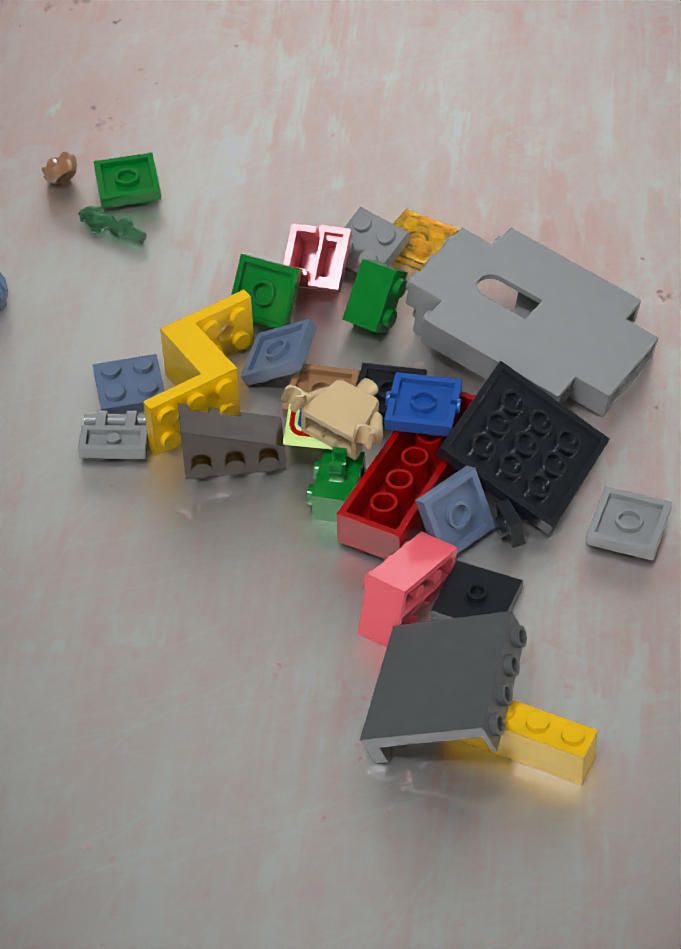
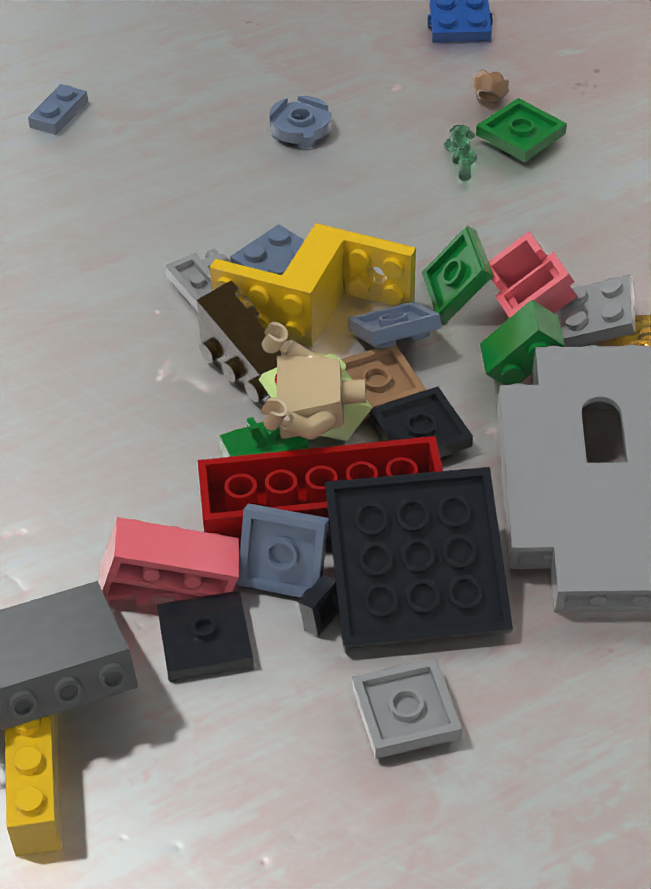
camera: 55 degrees right, 0 degrees up
(423, 404) = (385, 442): blue plate -> none

